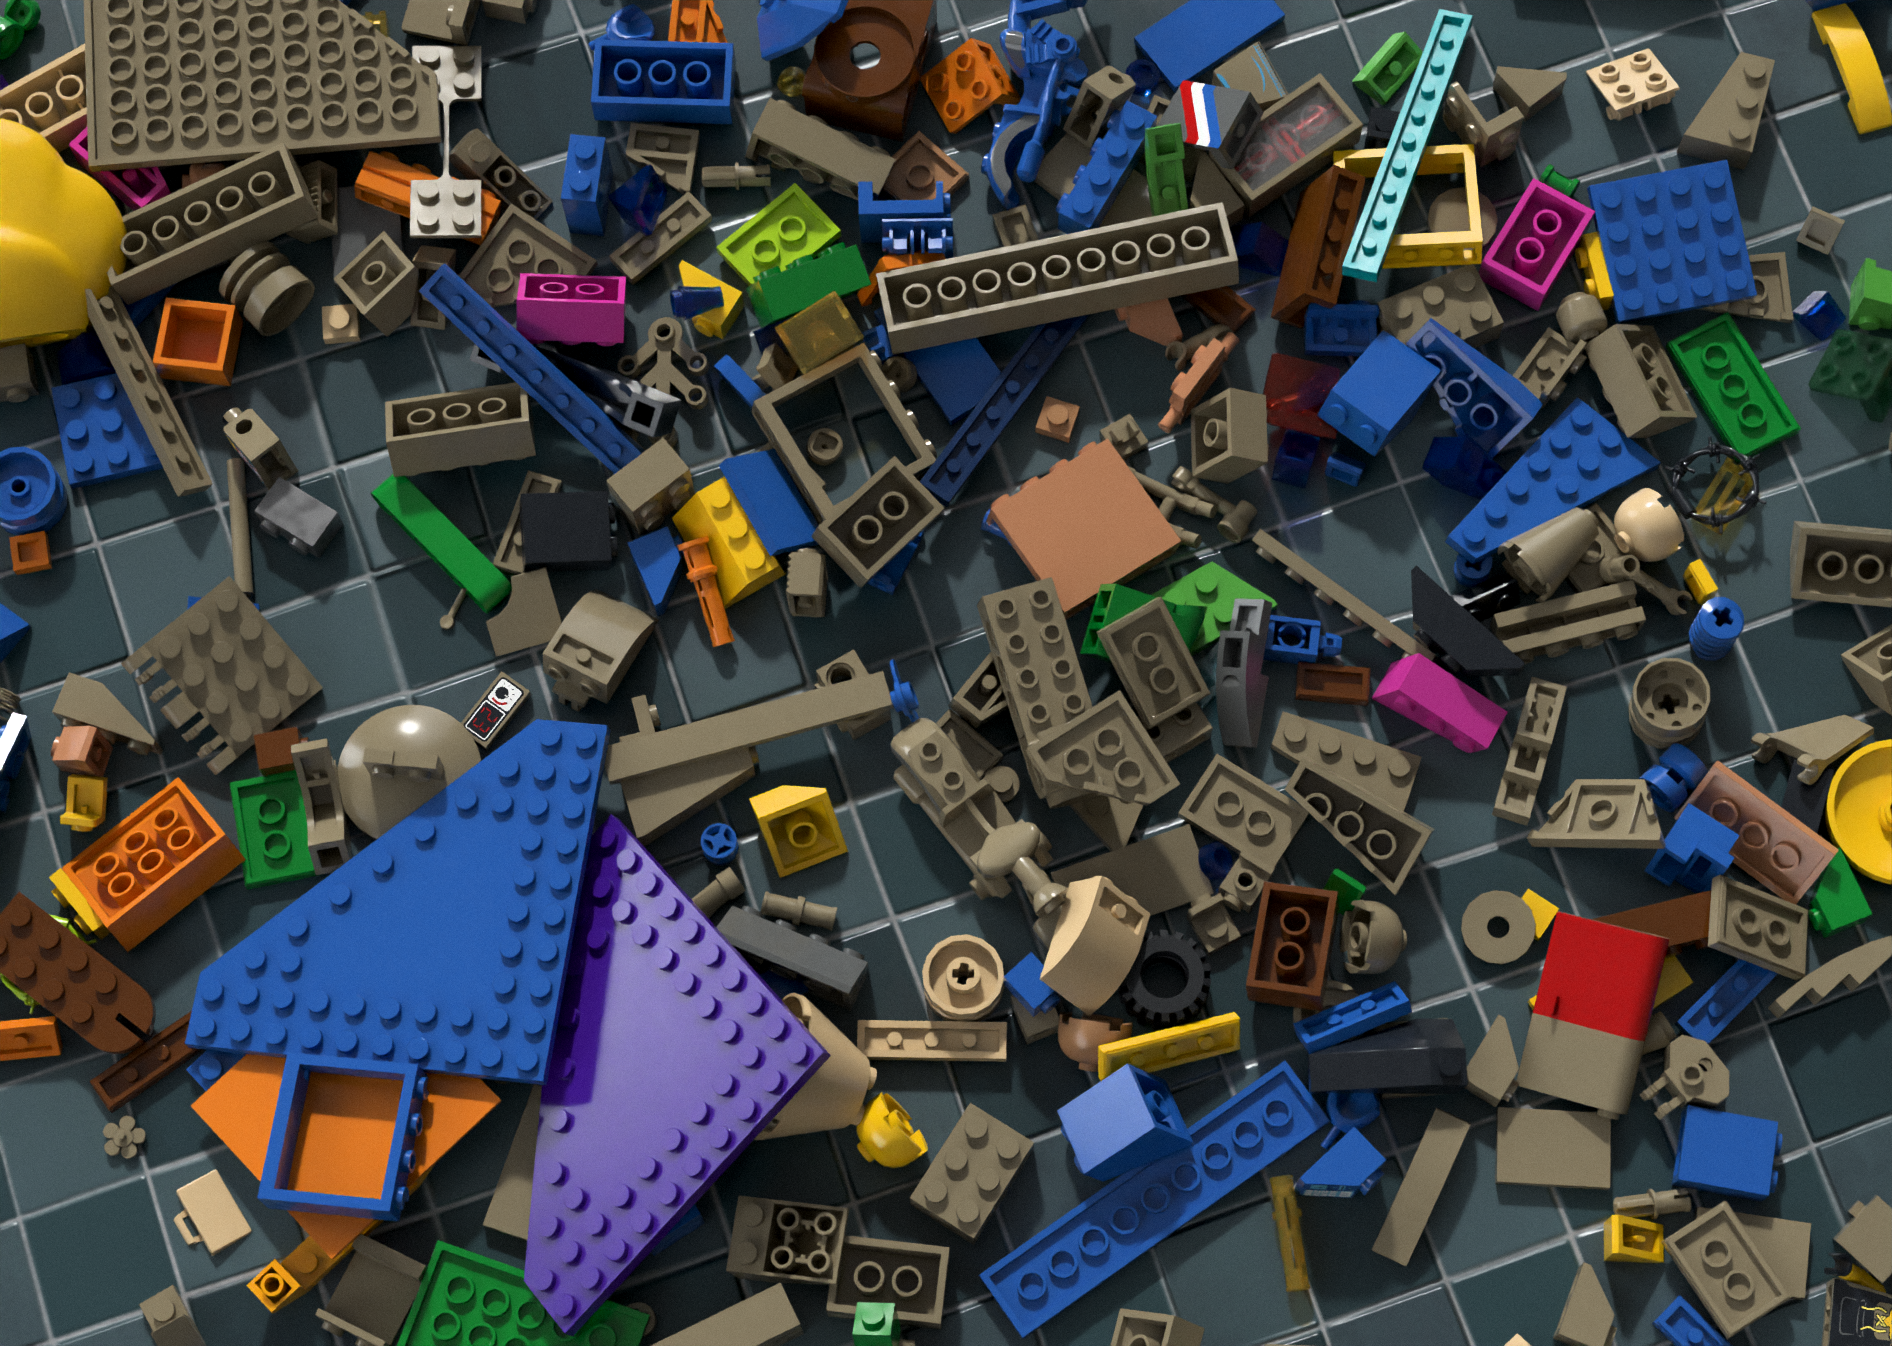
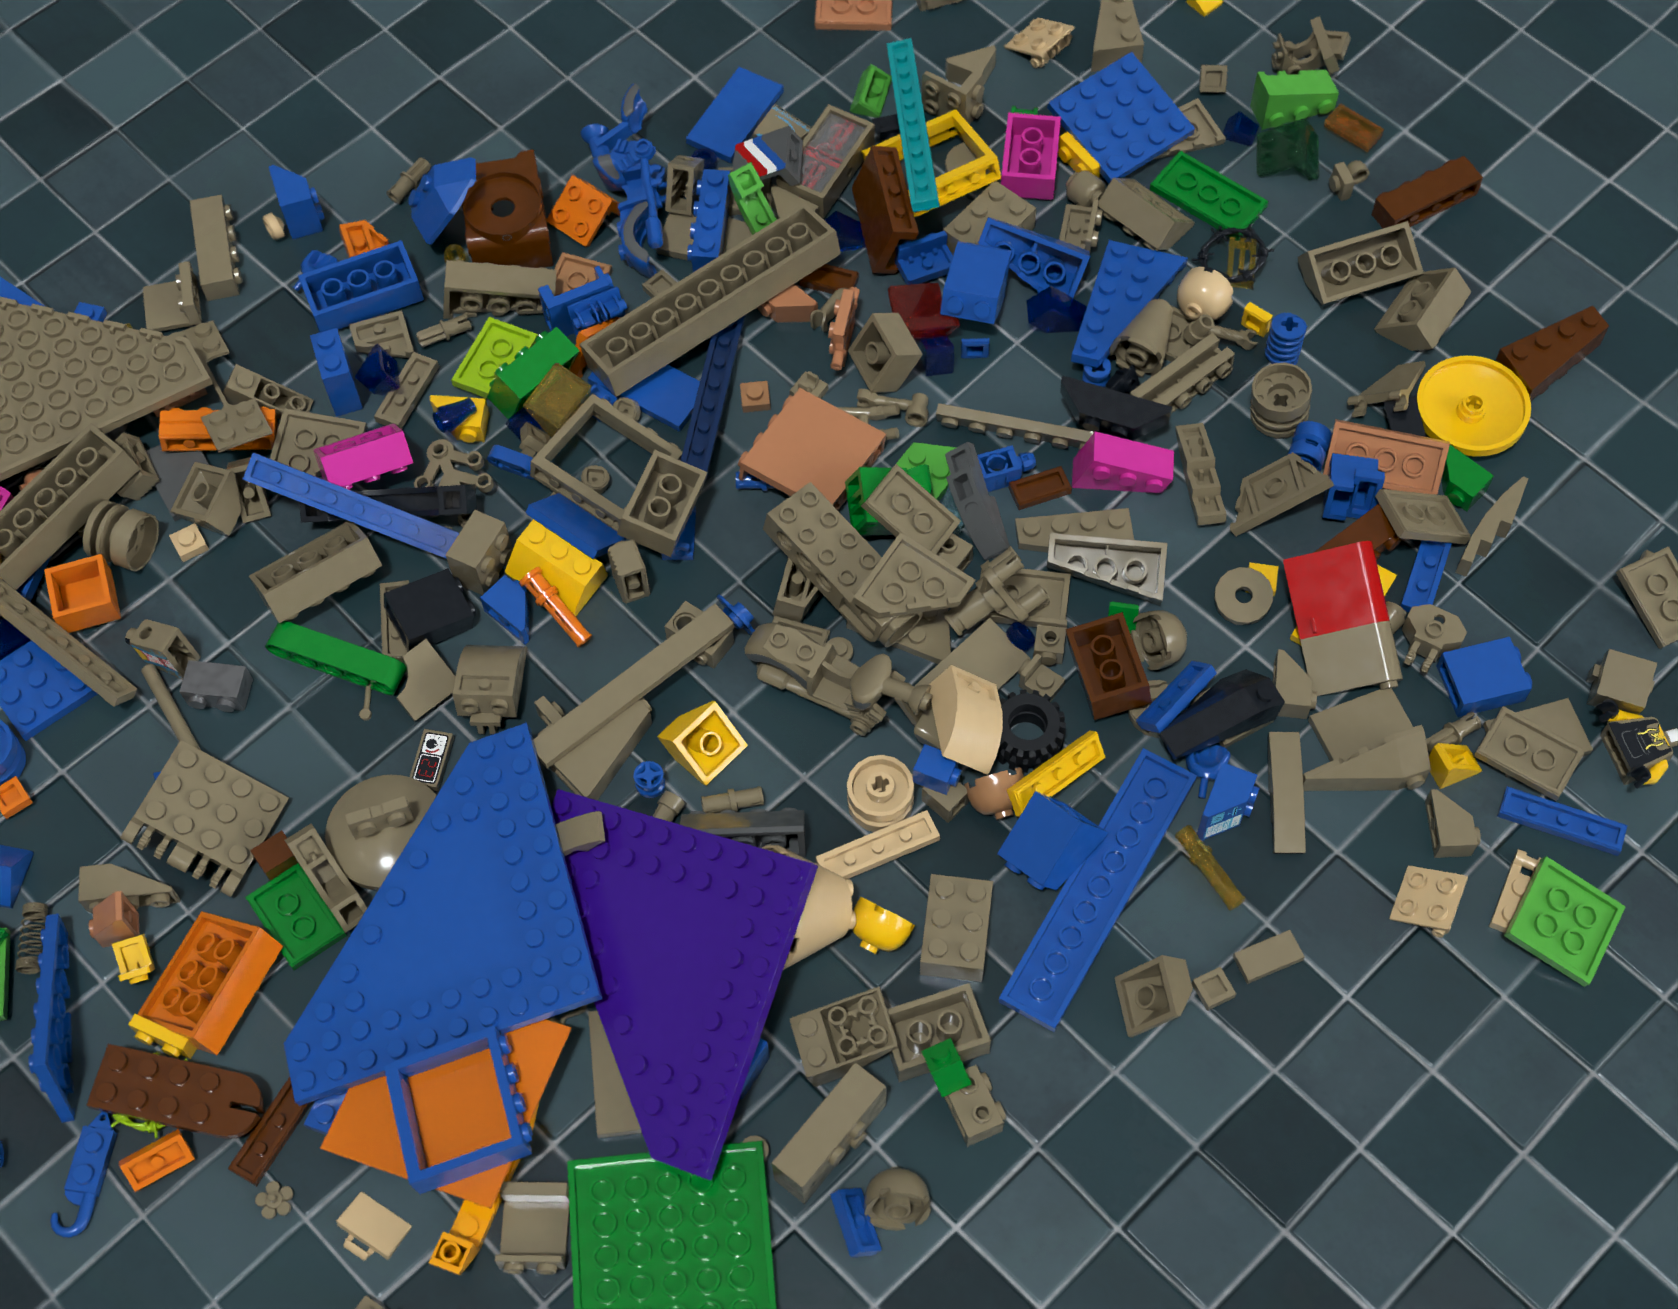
camera: 25 degrees left, 10 degrees down
(608, 883) = (581, 832): none -> dark tan slope
(1204, 801) = (993, 595): none -> dark tan wheel
(1560, 1212) = (1392, 766): none -> dark tan wedge

